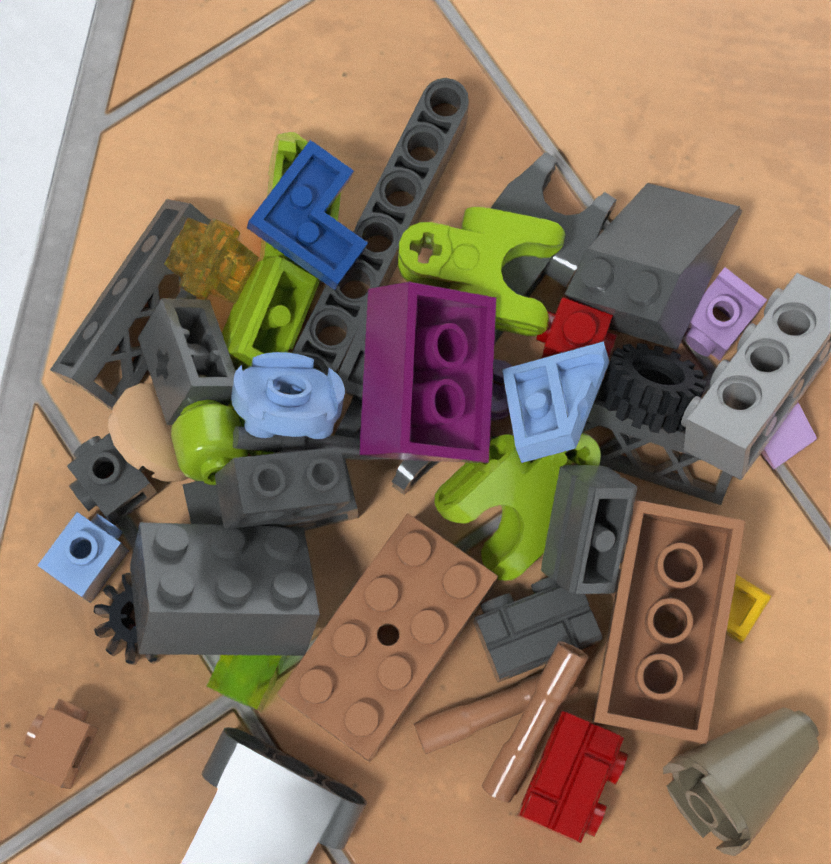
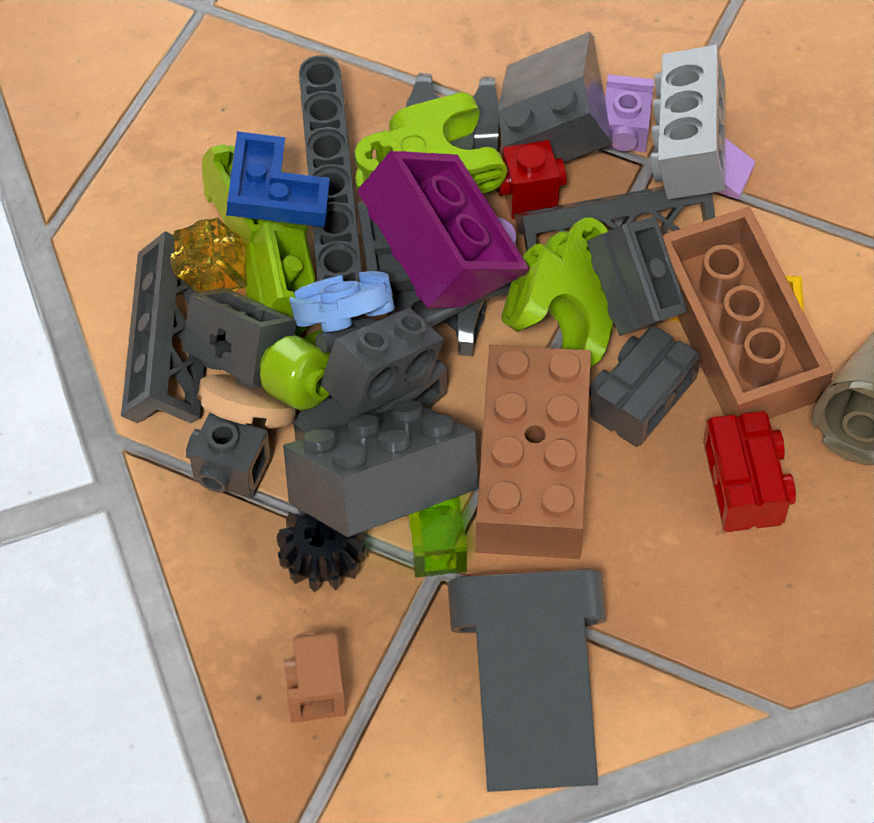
camera: 30 degrees left, 20 degrees down
(85, 555) = (243, 527): light blue brick -> none
(463, 721) = (634, 482): nougat piece -> none
(519, 750) = (693, 474): nougat piece -> none
(553, 399) = (546, 206): light blue wing -> none
(650, 387) = (611, 176): black tyre -> none

